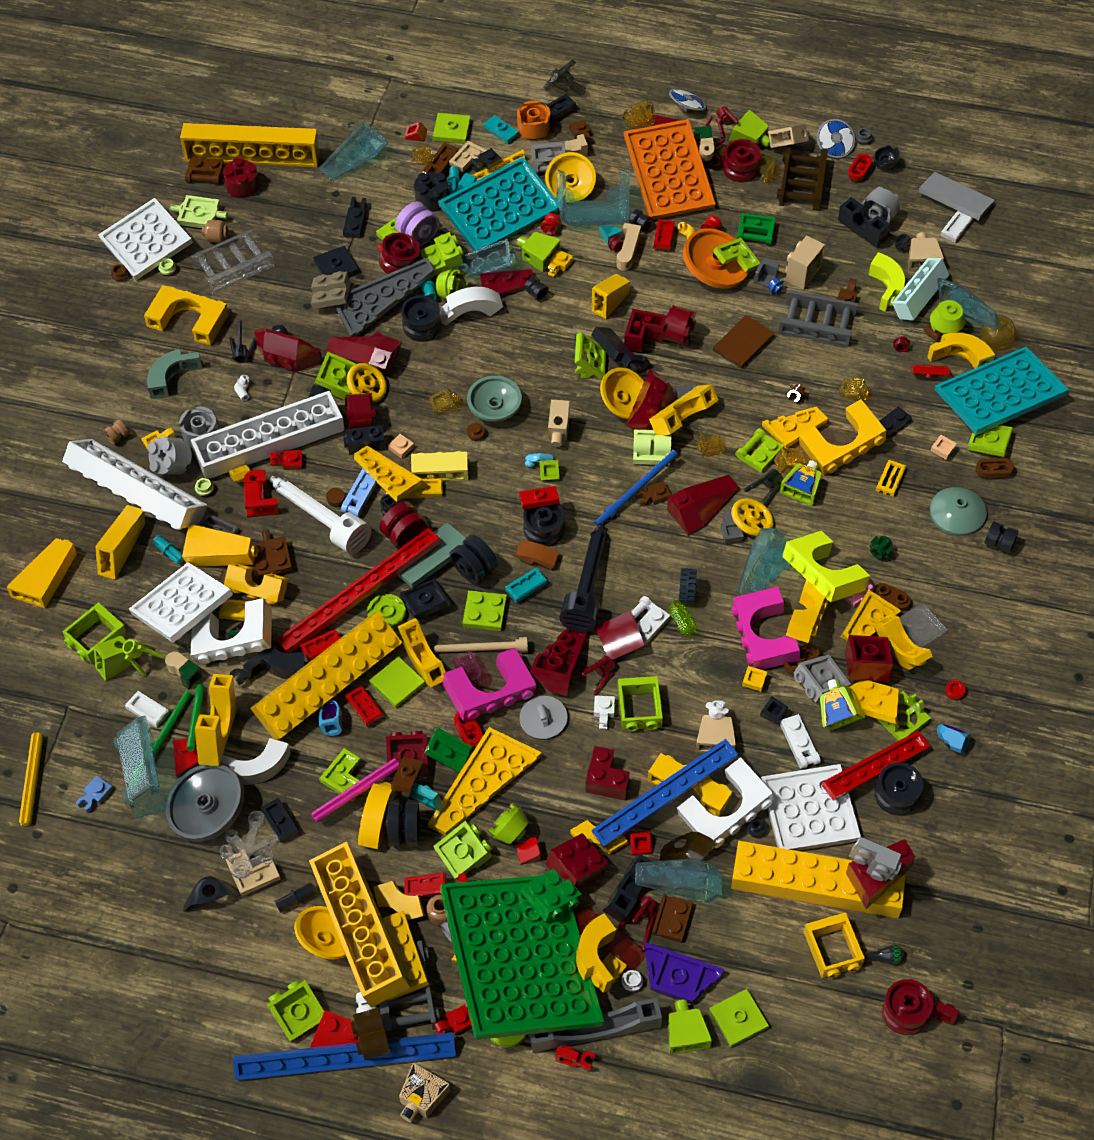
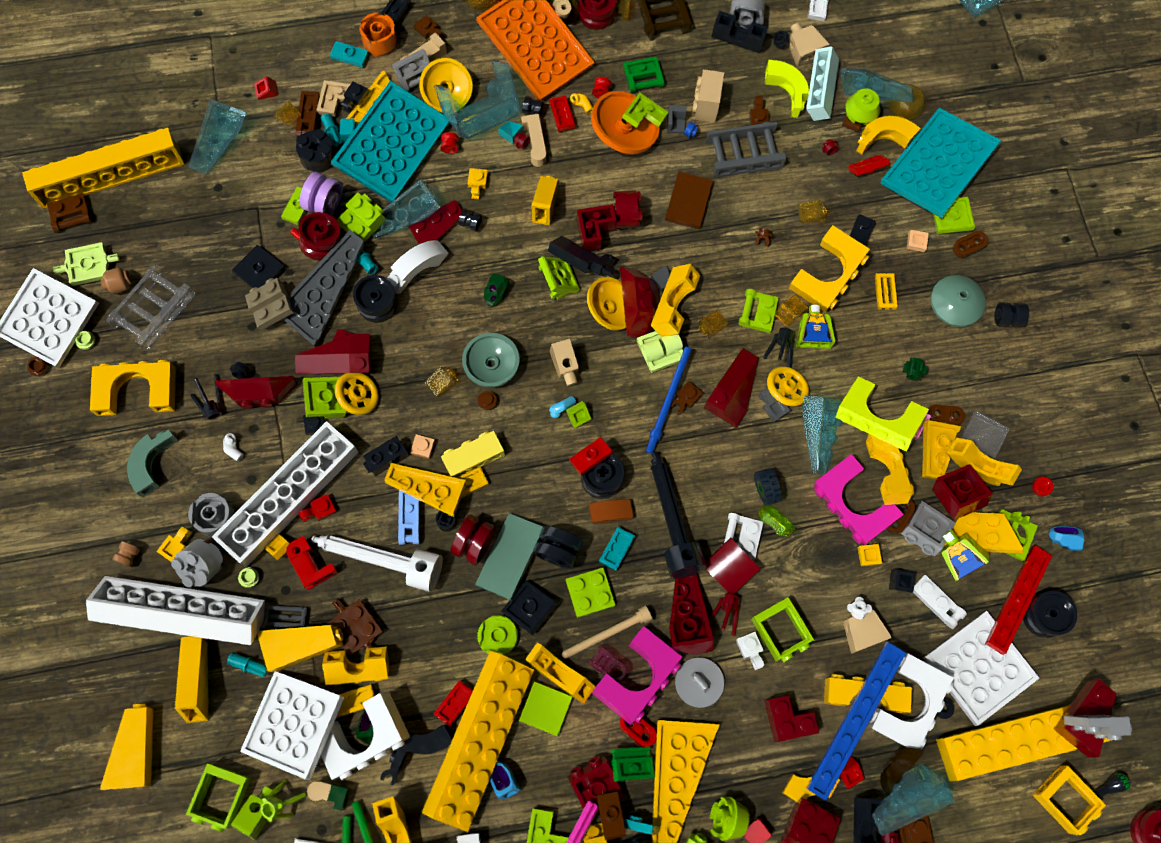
camera: 30 degrees left, 15 degrees up
(240, 178) = (112, 208): dark red brick -> none
(335, 497) = (386, 531): reddish brown tile -> none
(355, 219) = (252, 210): black hinge -> none
(358, 591) = (461, 631): red plate -> none
(359, 410) = (366, 430): dark red brick -> none
(364, 706) = (527, 751): red plate -> none
(450, 282) = (387, 249): lime cone -> none
(451, 128) = (299, 70): lime plate -> none
(529, 350) = (495, 289): none -> dark green rock
(538, 249) = (451, 176): lime torso -> none
(787, 429) = (778, 273): yellow wing -> none

